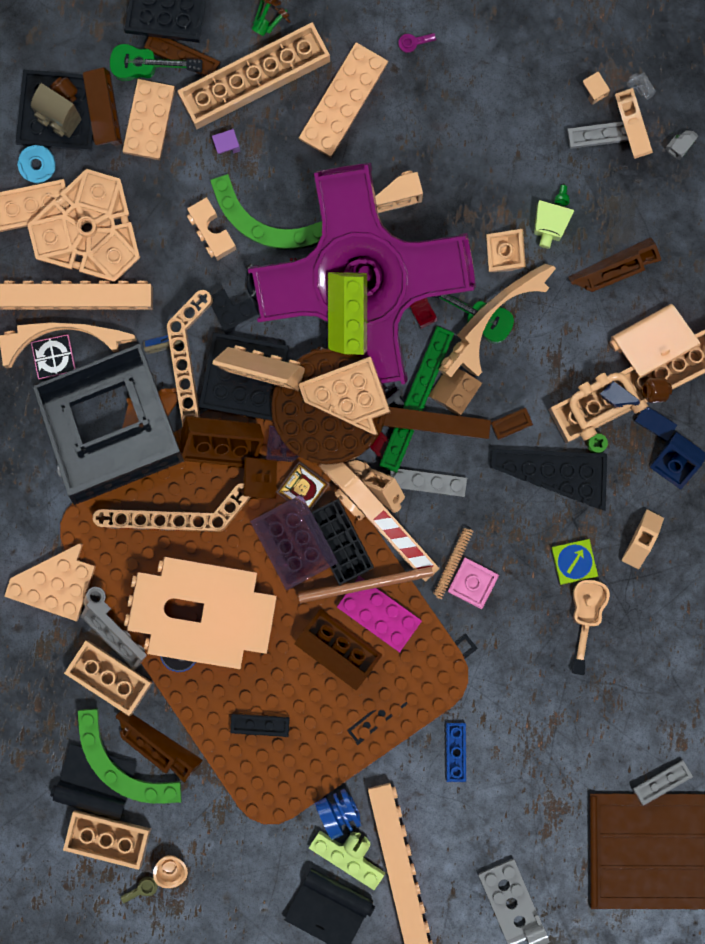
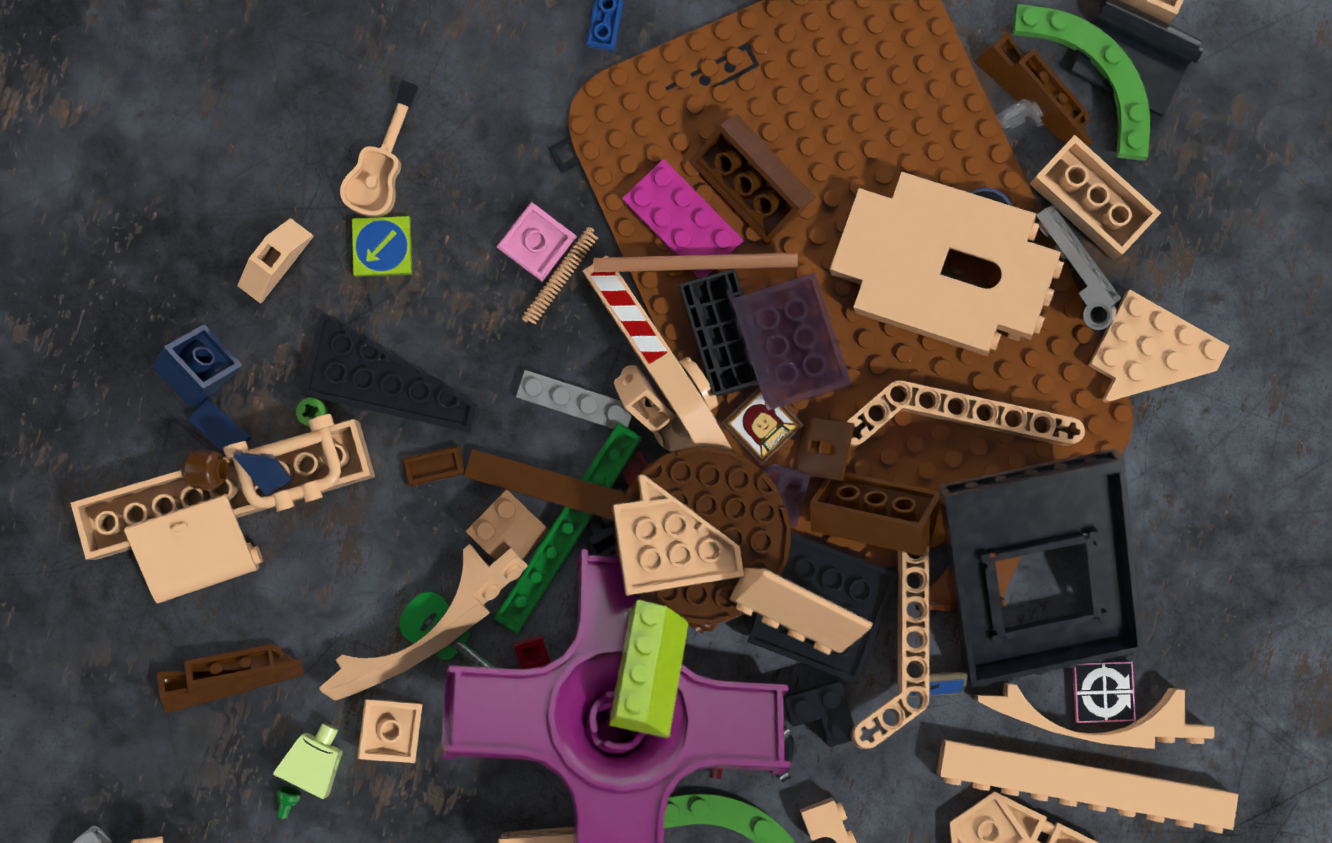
camera: 170 degrees left, 0 degrees up
(169, 726) = (1015, 114): none -> clear bracket
(260, 725) = (884, 92): black tile -> none

